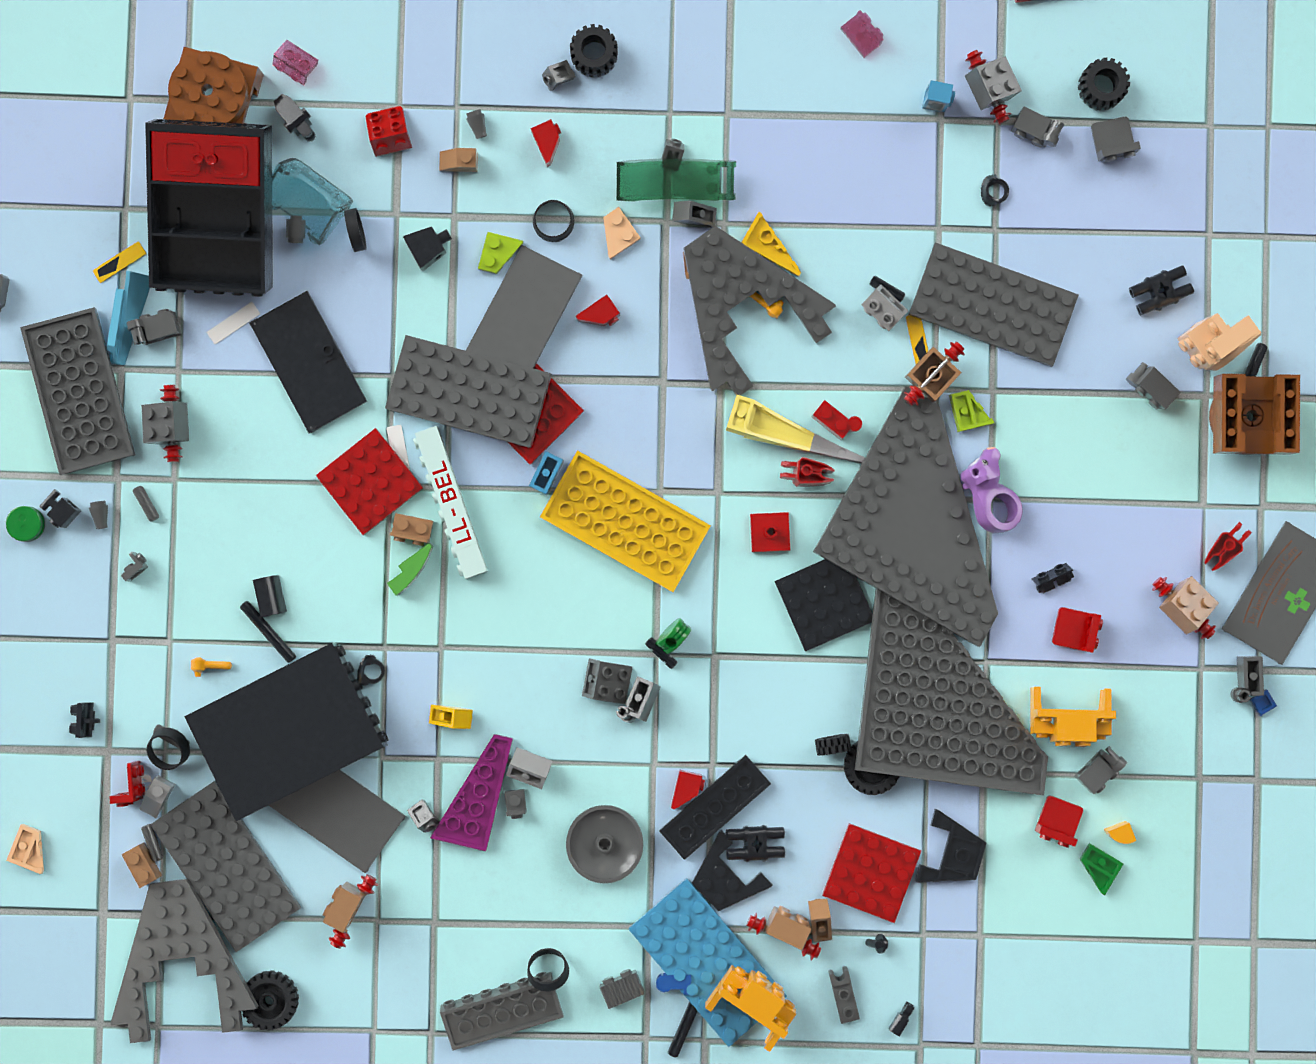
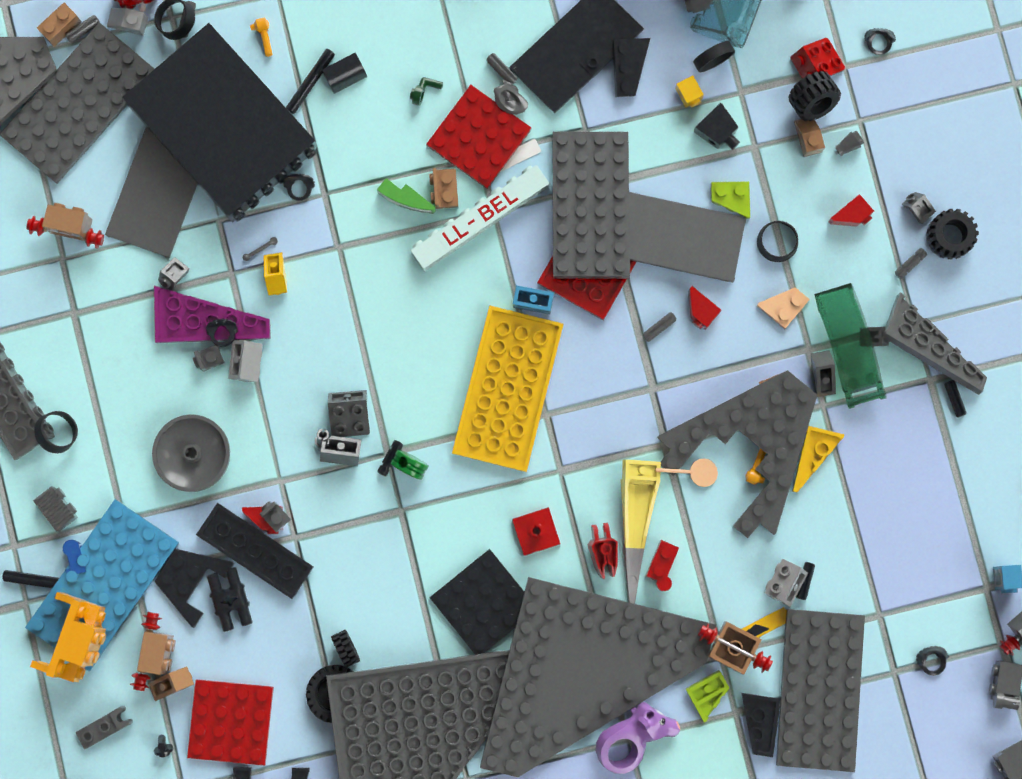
camera: 75 degrees right, 5 degrees down
(308, 440) = (501, 68): none -> dark grey axle
(310, 529) = (418, 93): none -> dark green plate
(339, 316) = (628, 64): none -> black wing
(341, 441) = (509, 99): none -> dark grey hat
(380, 54) = (888, 35): none -> black piece
(383, 263) = (689, 92): none -> yellow brick
(417, 709) = (273, 241): none -> dark grey hinge
(422, 143) = (814, 96): none -> black tyre
(491, 773) = (212, 328): none -> black piece
(605, 358) = (660, 326): none -> dark grey axle
(610, 99) = (914, 260): none -> dark grey axle
(688, 779) = (274, 515): none -> dark grey bracket
(694, 105) = (926, 342): none -> dark grey wing
(752, 95) = (955, 398): none -> black axle
(756, 357) = (702, 472): none -> light nougat piece
(1009, 368) = (762, 722): none -> black wing

